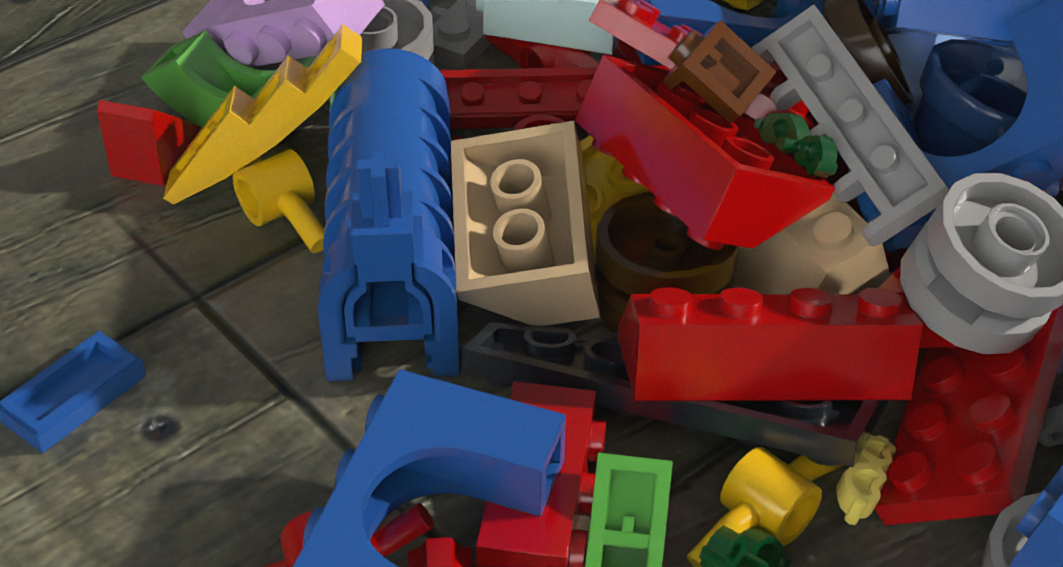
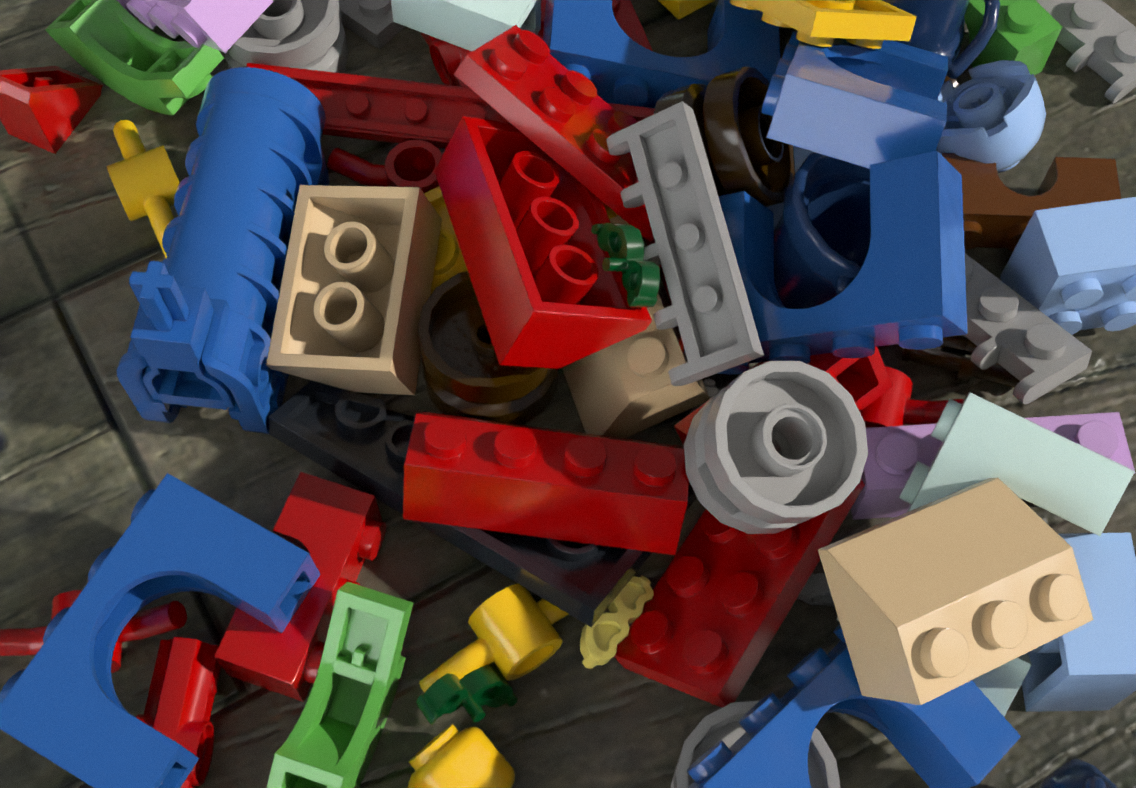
camera: 10 degrees right, 20 degrees up
(249, 127) = (132, 118): yellow slope -> none
(719, 69) = (566, 164): reddish brown bracket -> none

